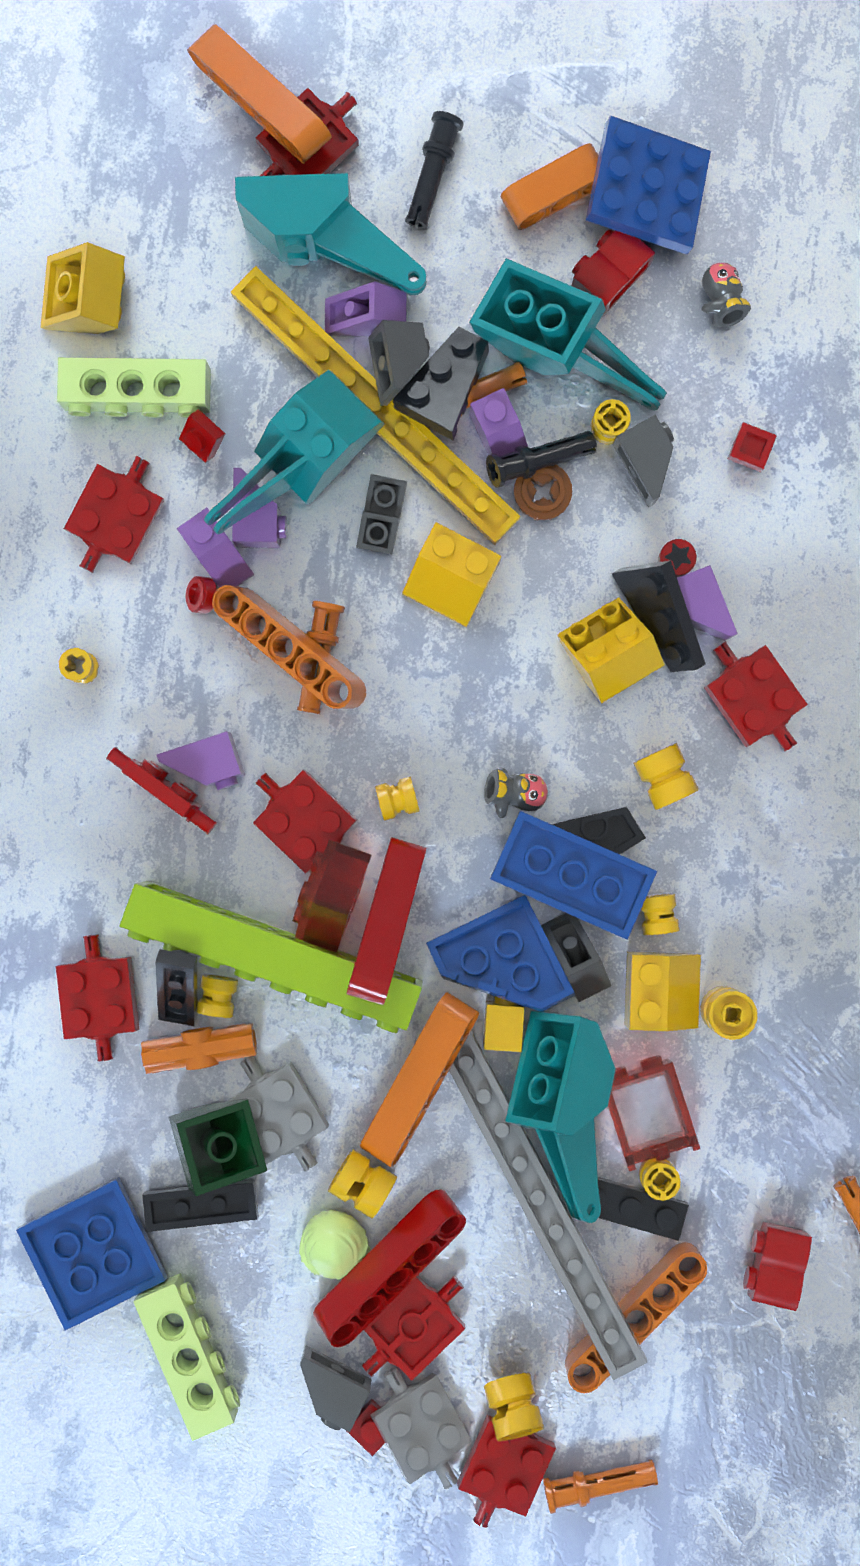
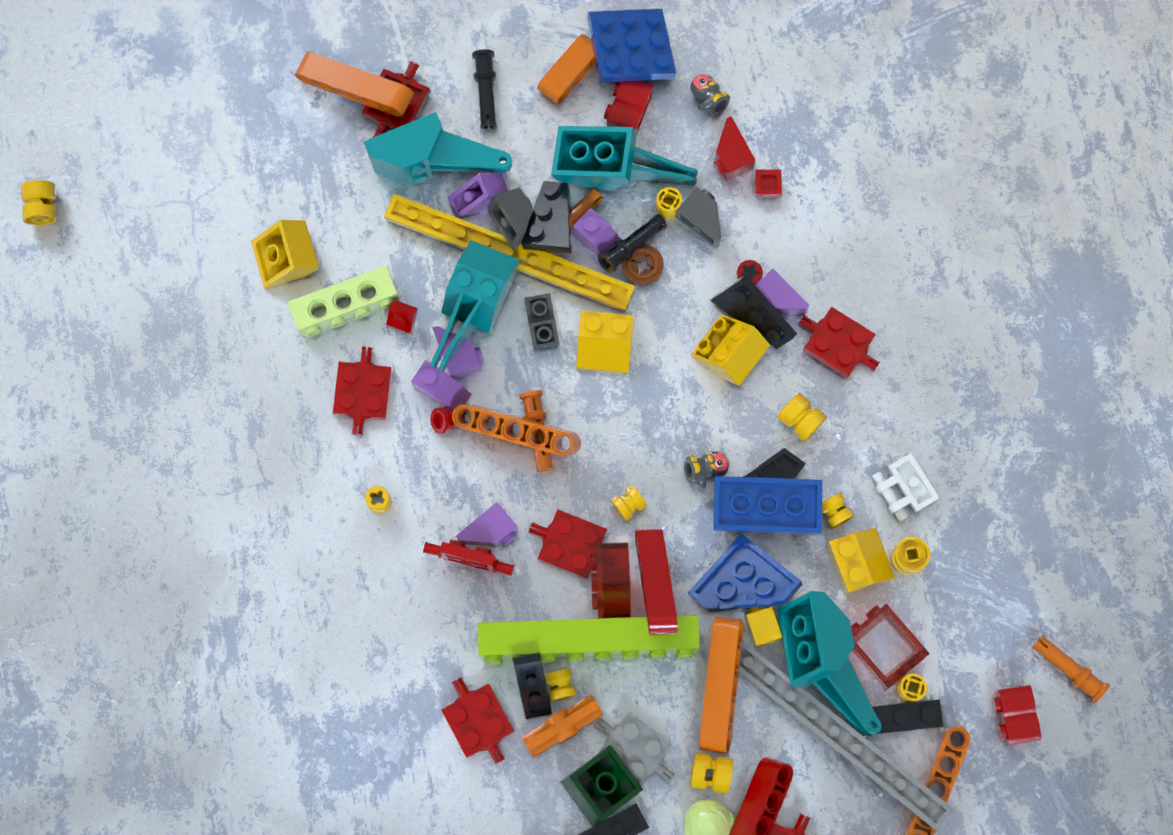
camera: 20 degrees left, 10 degrees down
(576, 956) = (794, 559): dark grey slope -> none
(722, 387) = (732, 153): none -> red slope
(771, 918) = (912, 483): none -> white plate

